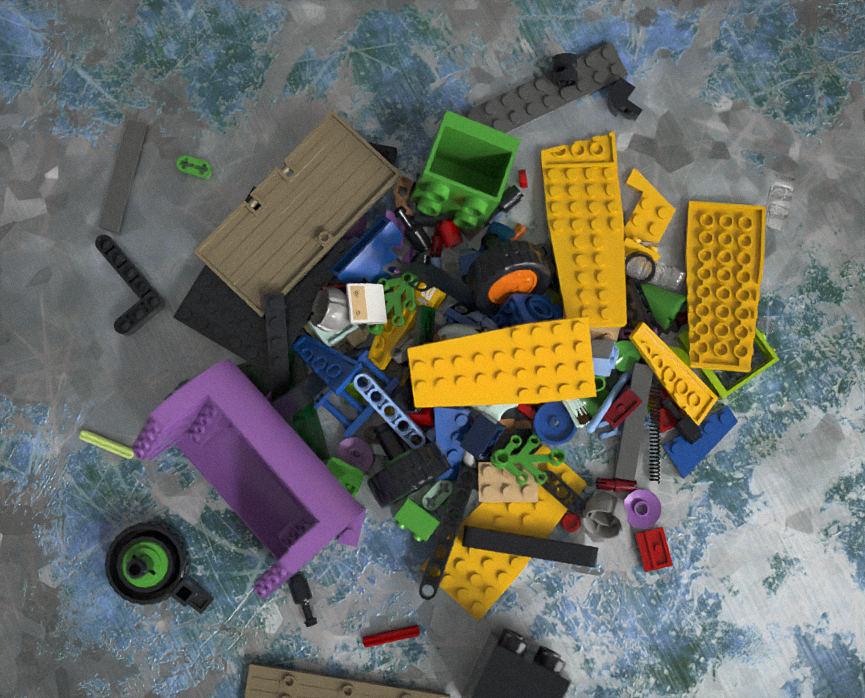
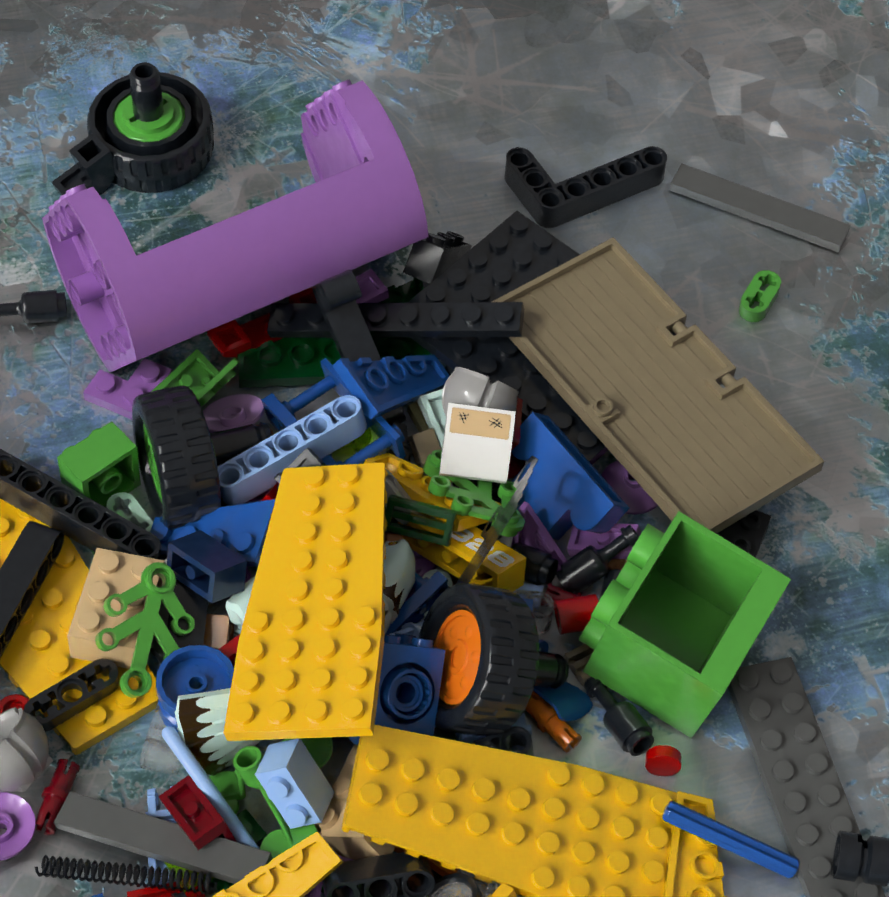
camera: 100 degrees right, 30 degrees down
(207, 358) = (435, 255): none -> black slope
(563, 137) = (730, 839): none -> blue axle

